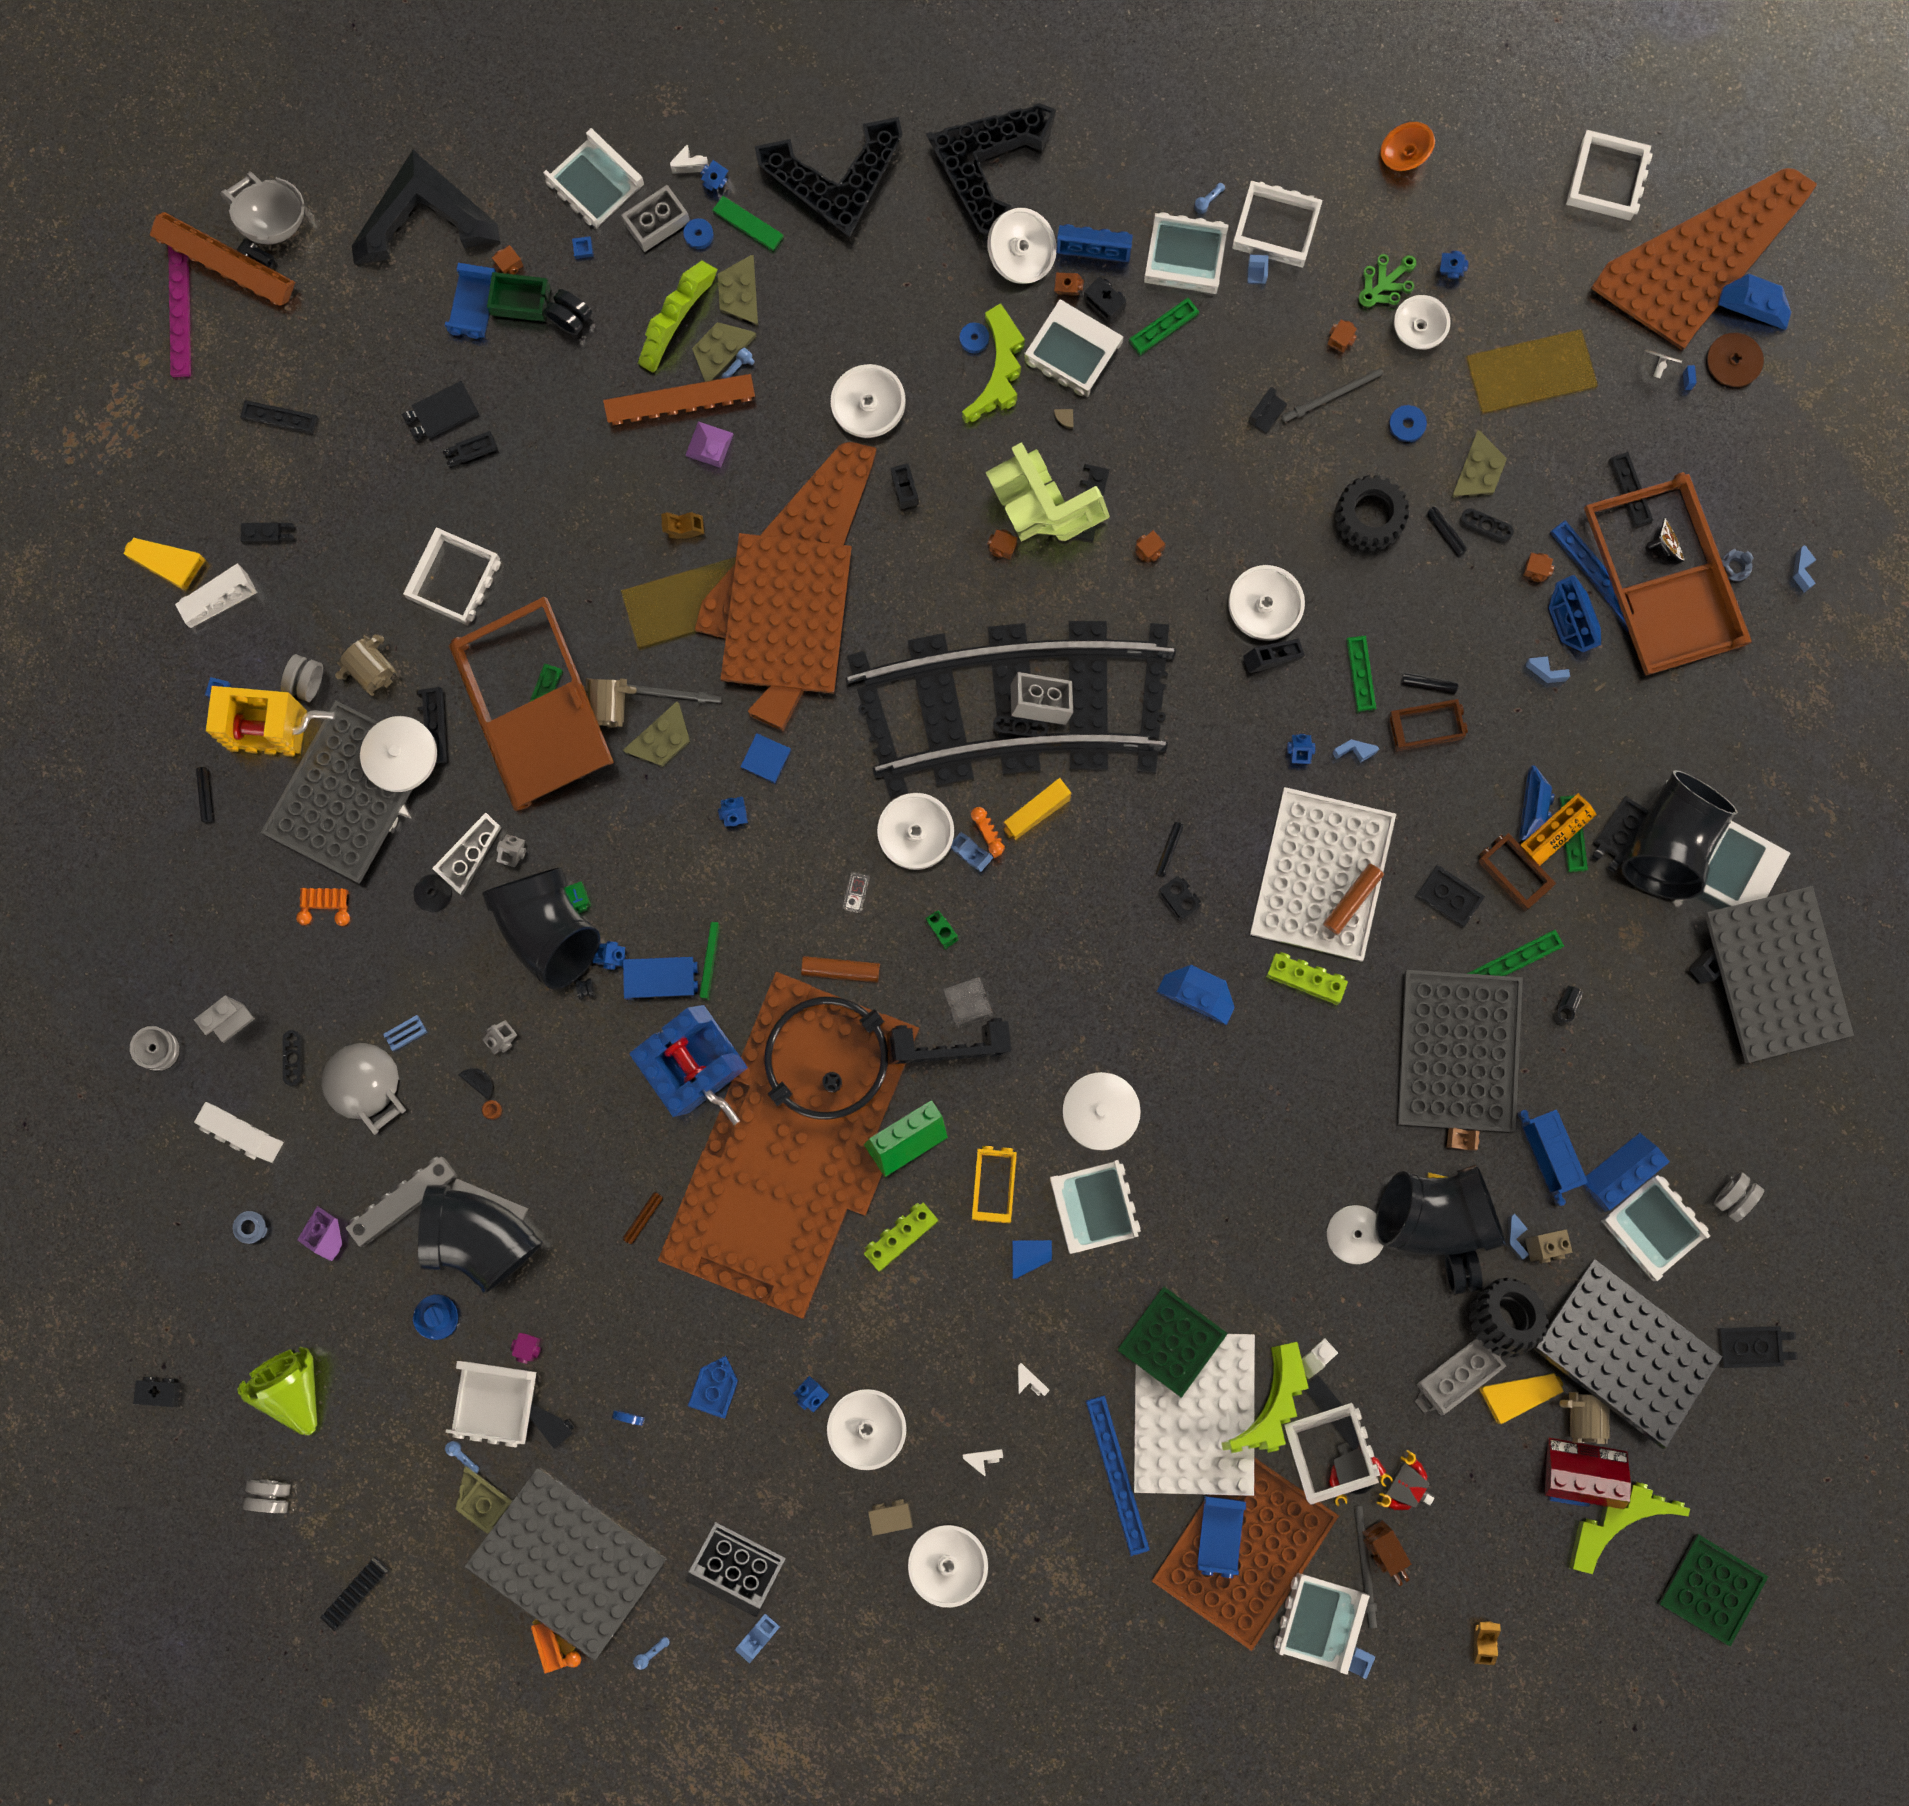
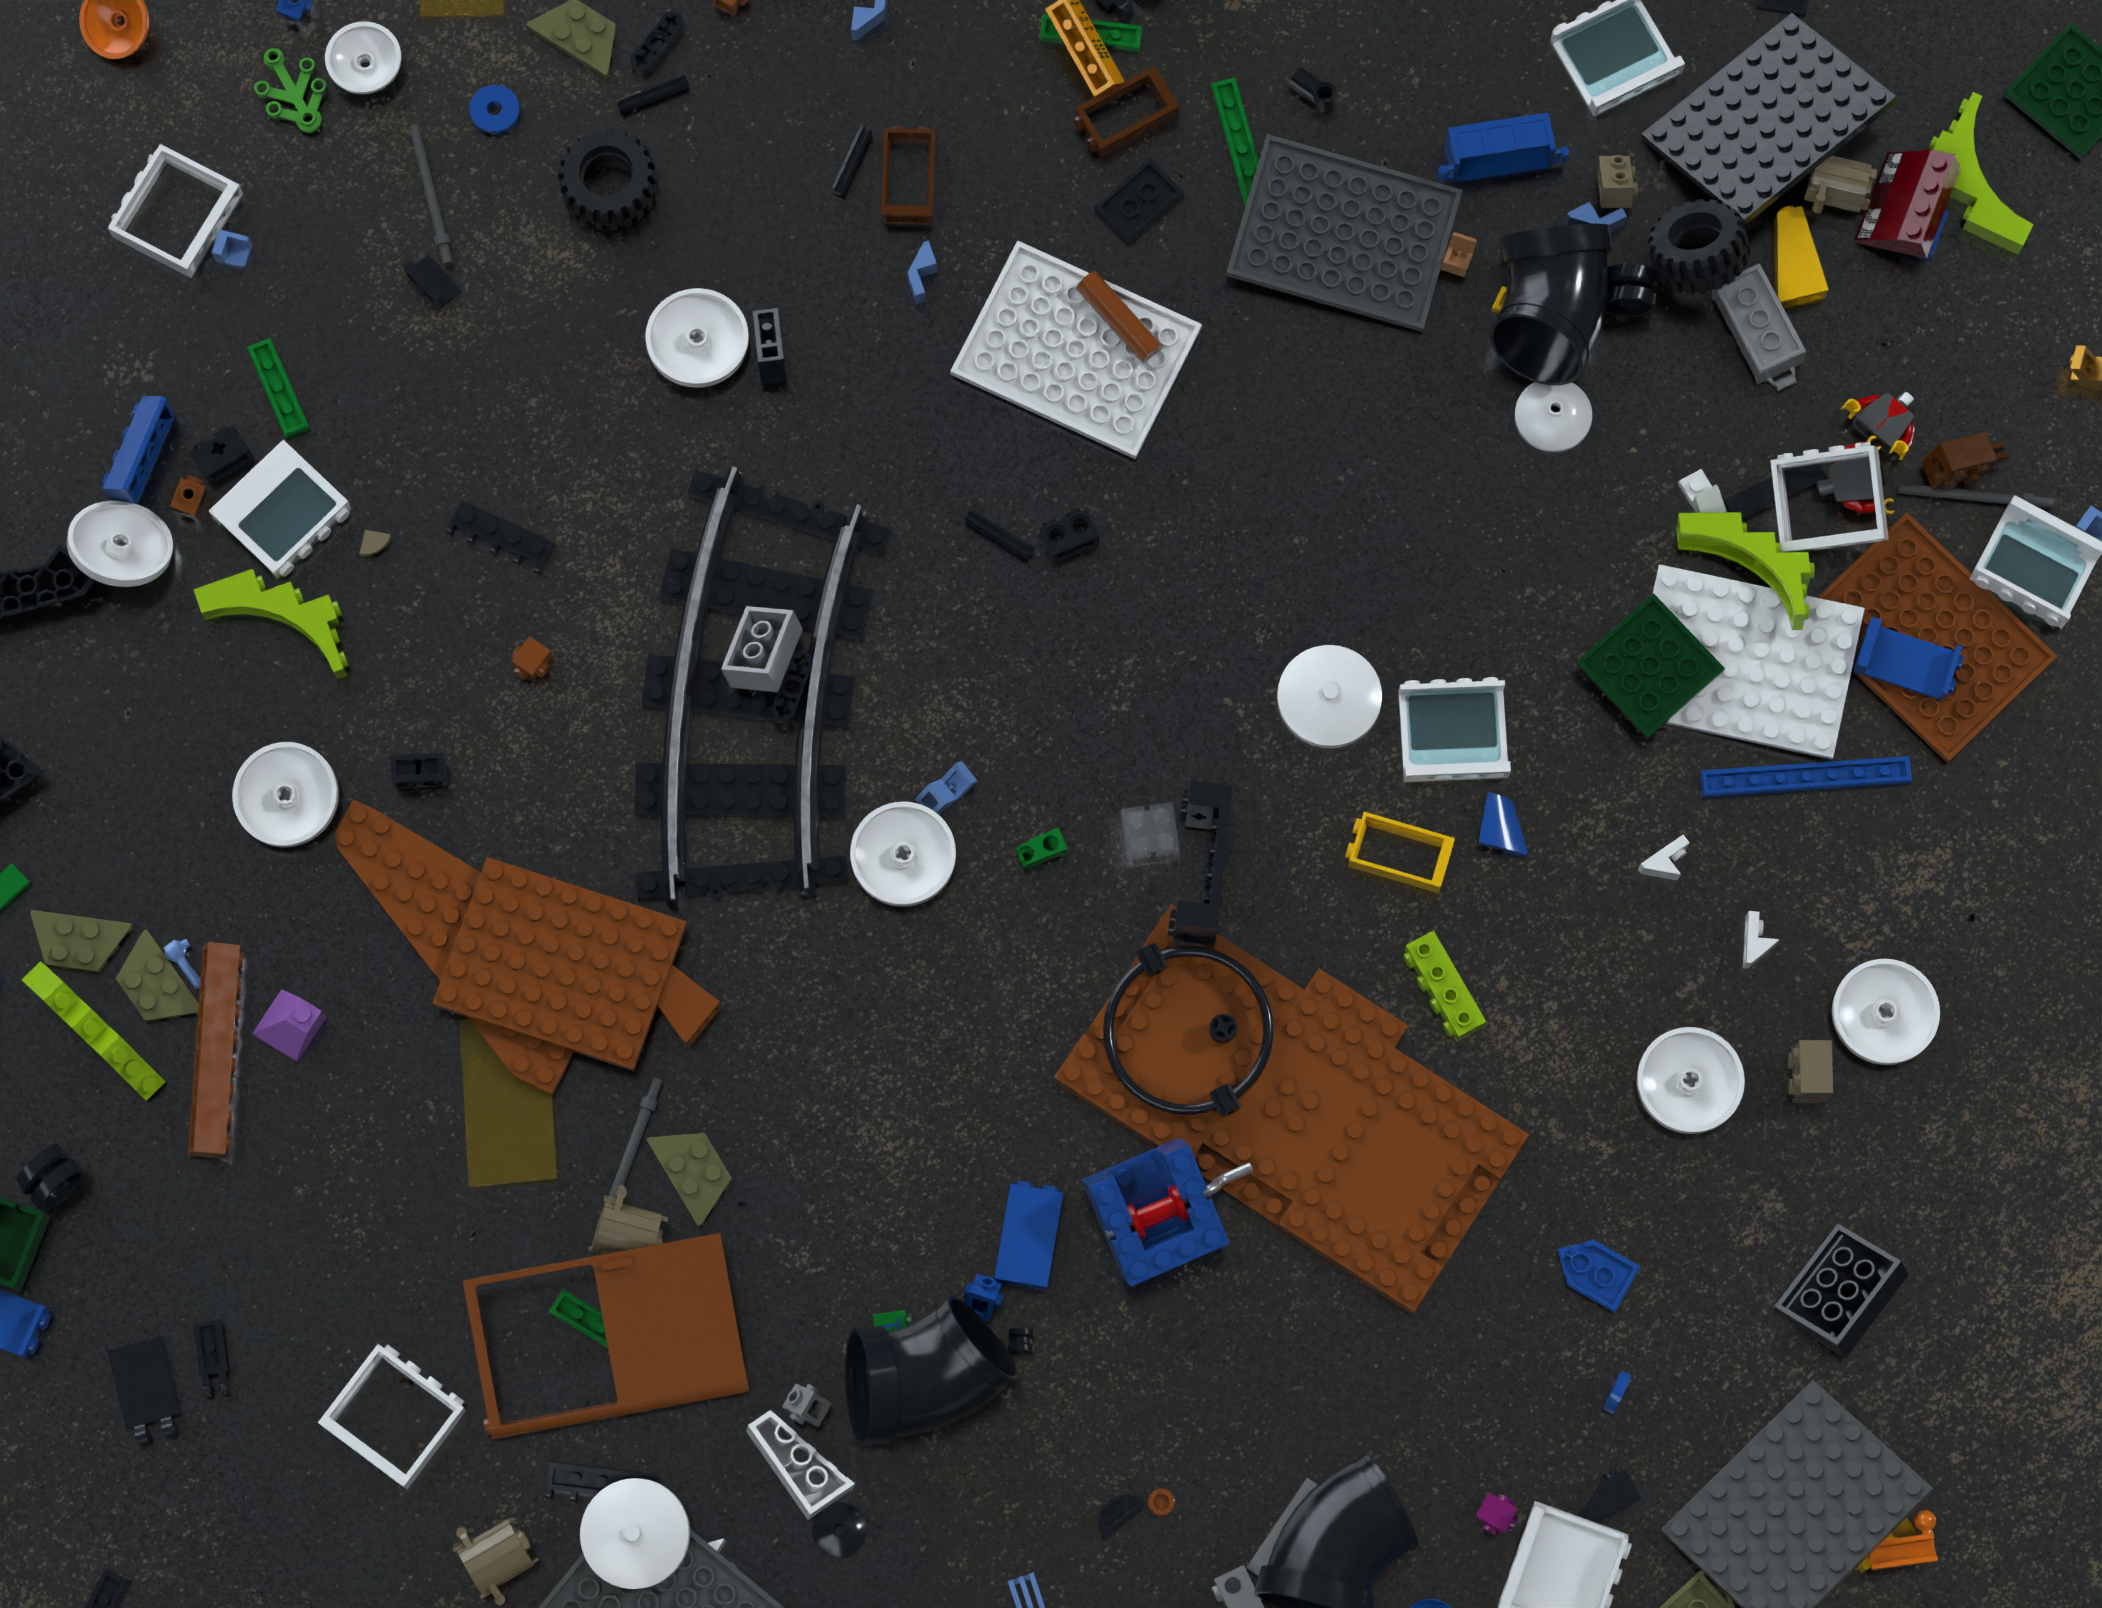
camera: 80 degrees left, 5 degrees down
(499, 1037) = (1065, 1469): light grey brick -> none
(642, 1218) = (1351, 1324): reddish brown axle -> none
(642, 1660) = (1939, 1437): medium blue piece -> none
(682, 526) = (399, 1080): pearl gold brick -> none
(709, 961) = (1019, 1164): green tile -> none
(733, 811) = (820, 1091): blue brick -> none
(757, 1638) = (1934, 1279): medium blue slope -> none
(765, 758) = (754, 1035): blue tile -> none
(810, 1394) = (1631, 1144): blue brick -> none
(840, 969) = (1068, 993): dark orange brick -> none
(856, 892) = (967, 953): clear tile -> none
(907, 1138) = (1316, 948): green slope -> none
(974, 329) = (234, 648): blue piece -> none
(994, 844) = (947, 755): orange gear -> none
(1037, 809) = (909, 689): yellow slope -> none
(1039, 507) = (502, 583): yellowish green piece -> none
(1149, 547) = (583, 471): dark orange brick -> none
(1186, 253) = (183, 337): clear light blue panel -> none
(1199, 992) = (1198, 539): blue wedge -> none
(1202, 203) = (119, 300): medium blue piece -> none
(1301, 748) = (904, 338): blue brick -> none
(1306, 978) = (1210, 399): lime brick -> none
(1342, 335) = (353, 162): dark orange brick -> none
(1361, 674) = (819, 243): green tile -> none
(1536, 803) = (1044, 68): blue wedge -> none
(1624, 1171) = (1539, 70): blue slope -> none

